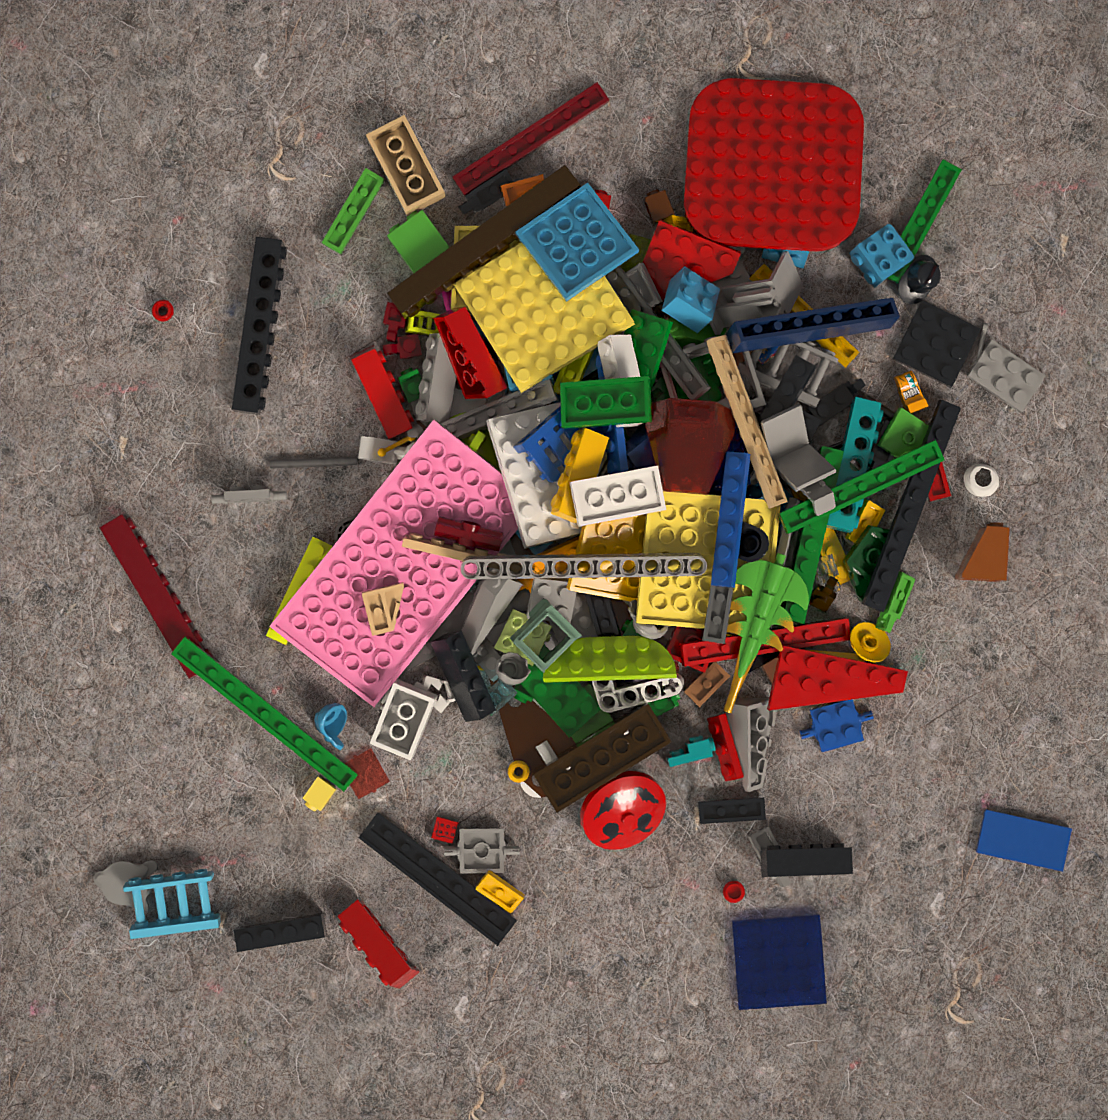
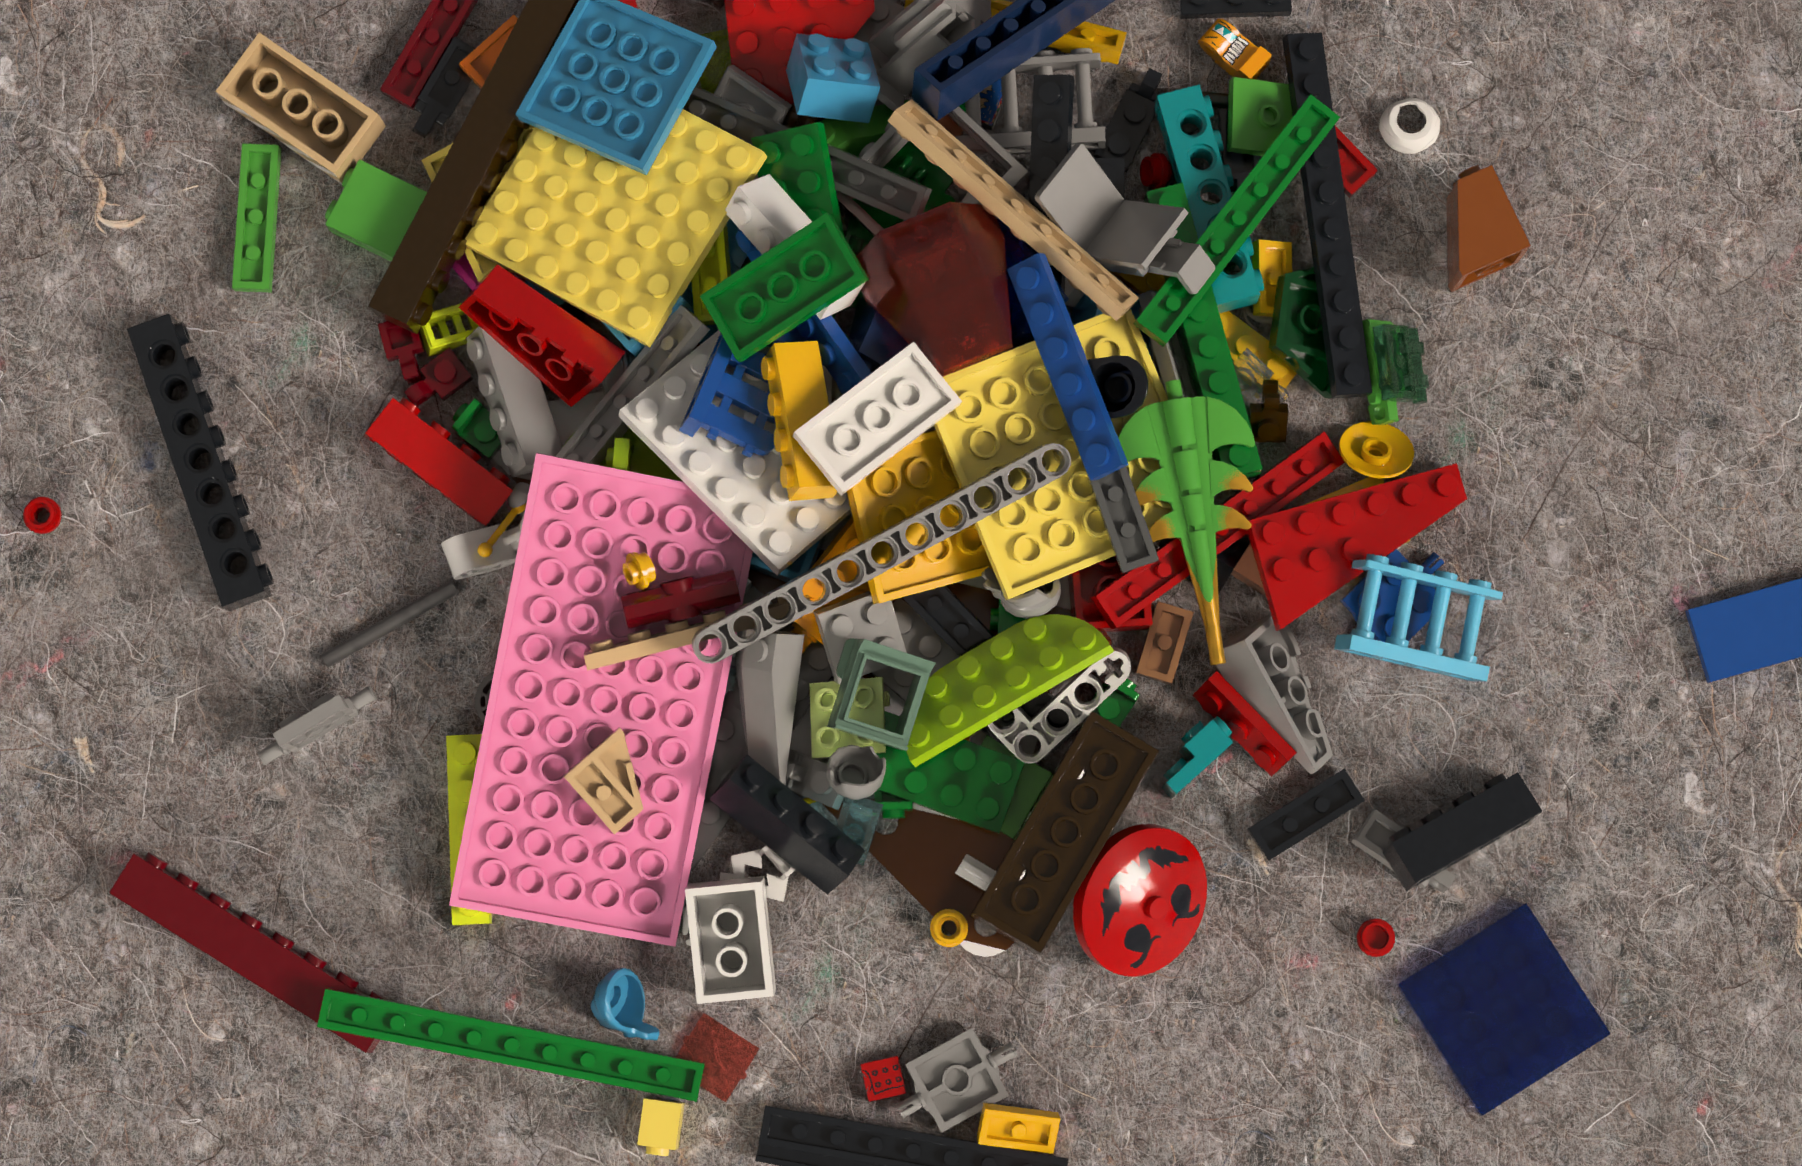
camera: 20 degrees left, 5 degrees down
(455, 508) = (639, 570): none -> yellow plate
(834, 434) = (1155, 171): none -> red plate
(839, 763) = (1396, 648): none -> medium azure fence
(906, 604) = (1400, 364): none -> clear green plate

